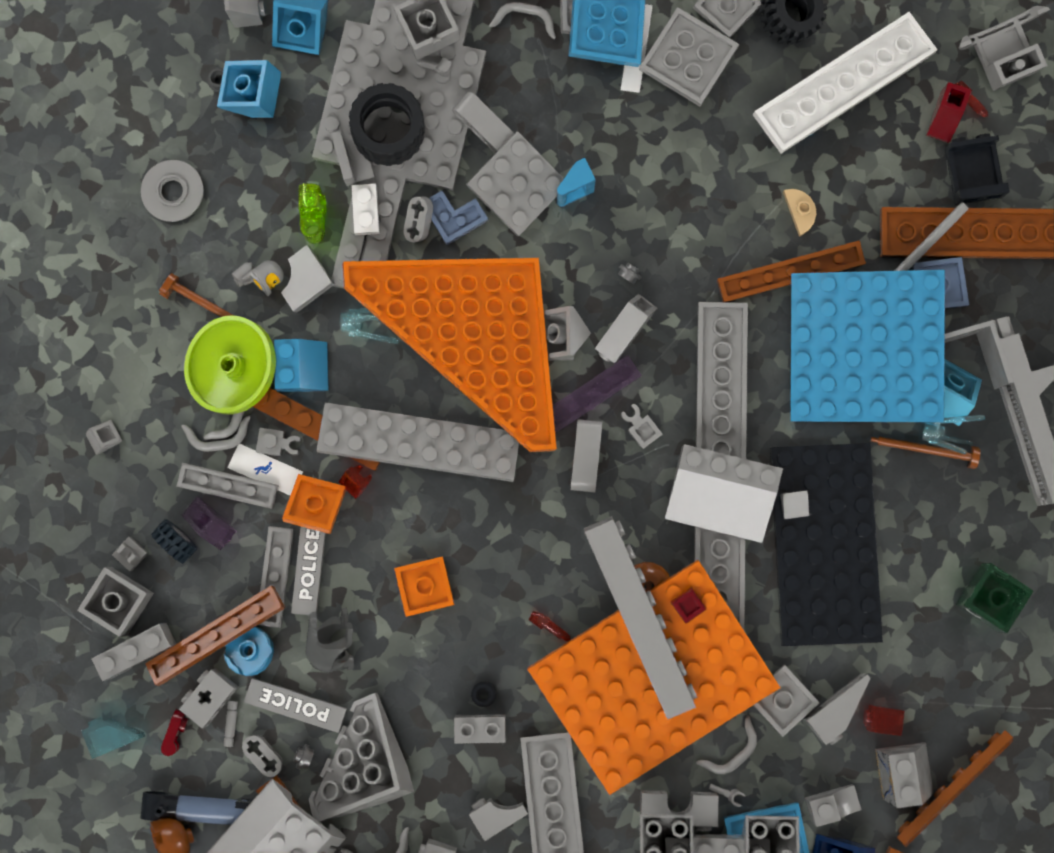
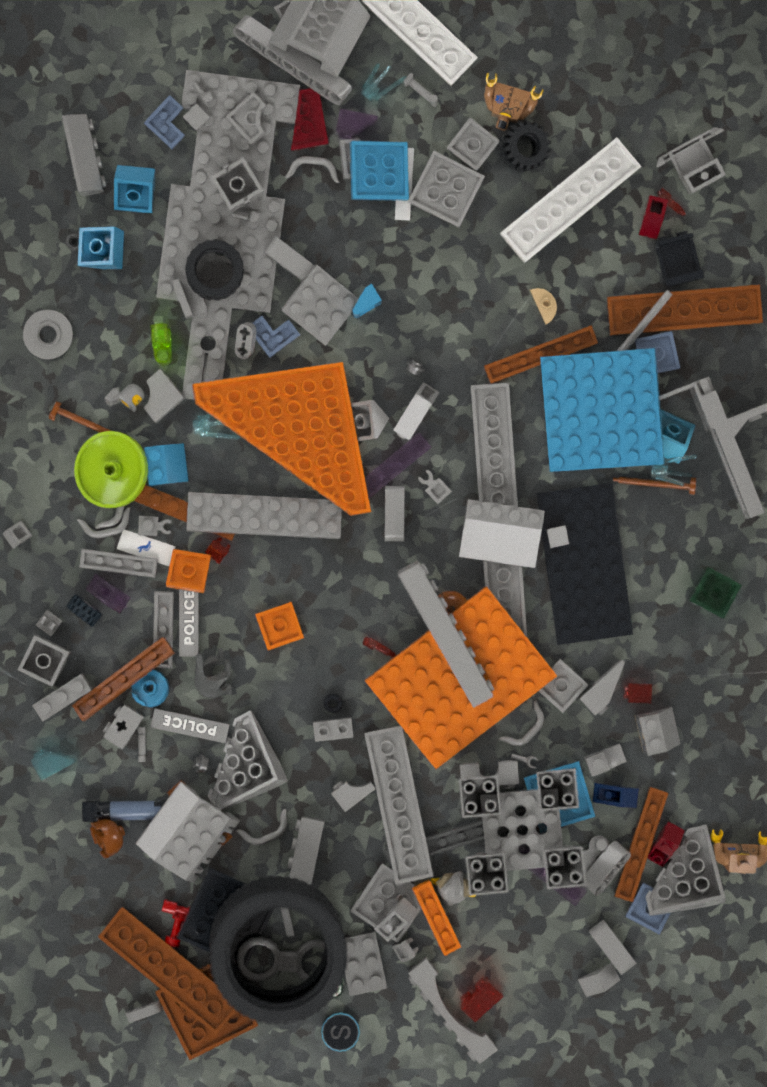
camera: 15 degrees left, 5 degrees up
(177, 724) = (103, 748): dark red plate -> none
(258, 760) = (166, 769): light grey beam -> none
(365, 209) = (203, 337): white plate -> none
(688, 605) = (481, 621): dark red tile -> none
(946, 795) = (689, 744): dark orange plate -> none

